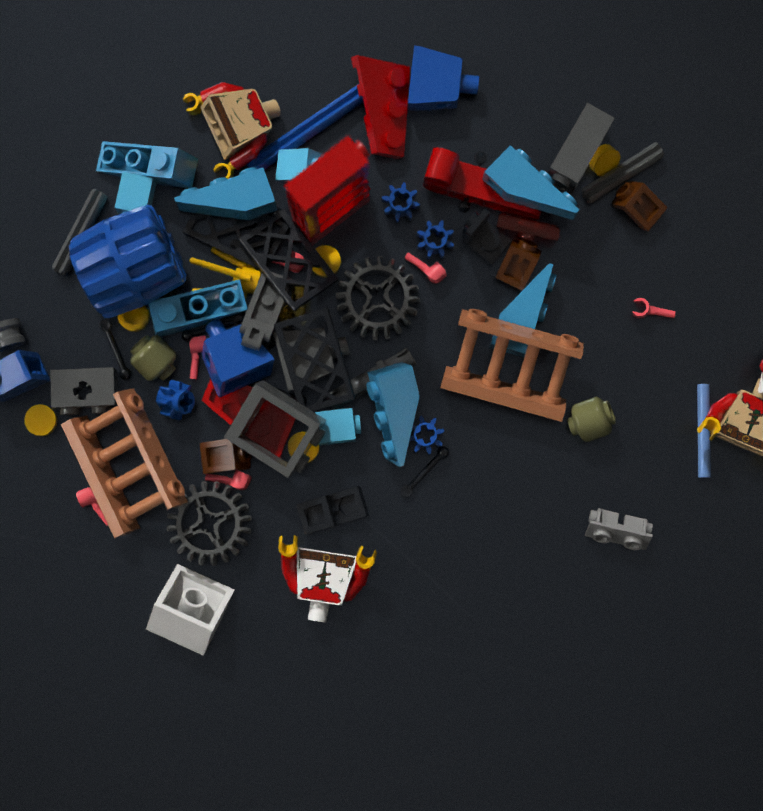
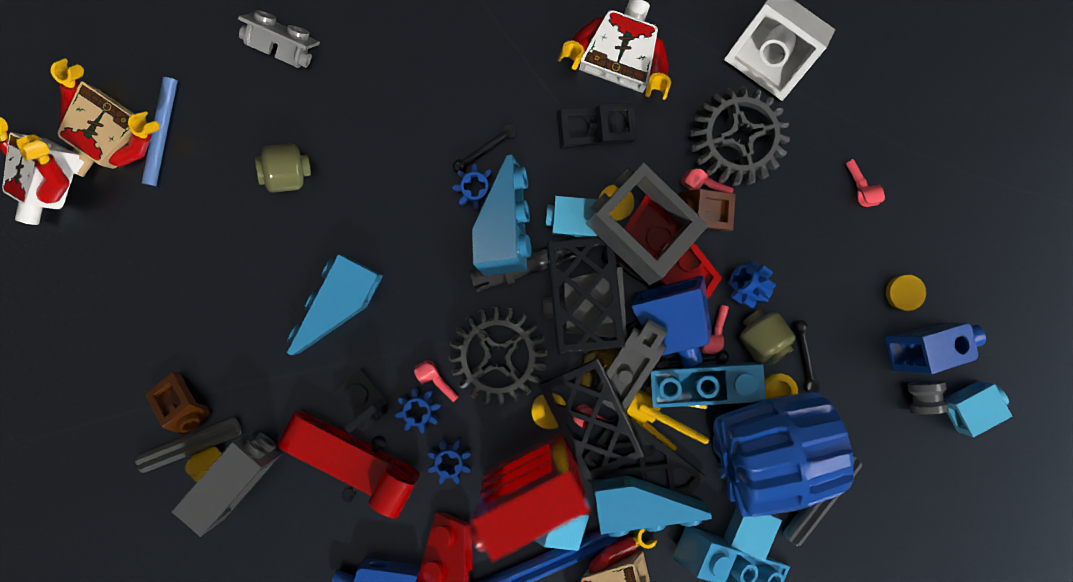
camera: 170 degrees left, 5 degrees up
(67, 383) = (873, 321): dark grey brick -> none
(100, 475) = (851, 212): nougat fence -> none
(519, 263) = (328, 363): reddish brown bracket -> none
(519, 394) = (358, 211): nougat fence -> none
(524, 185) = (299, 453): dark azure slope -> none
(528, 228) = (309, 402): clear red plate -> none
(652, 310) = (187, 280): coral hand -> none

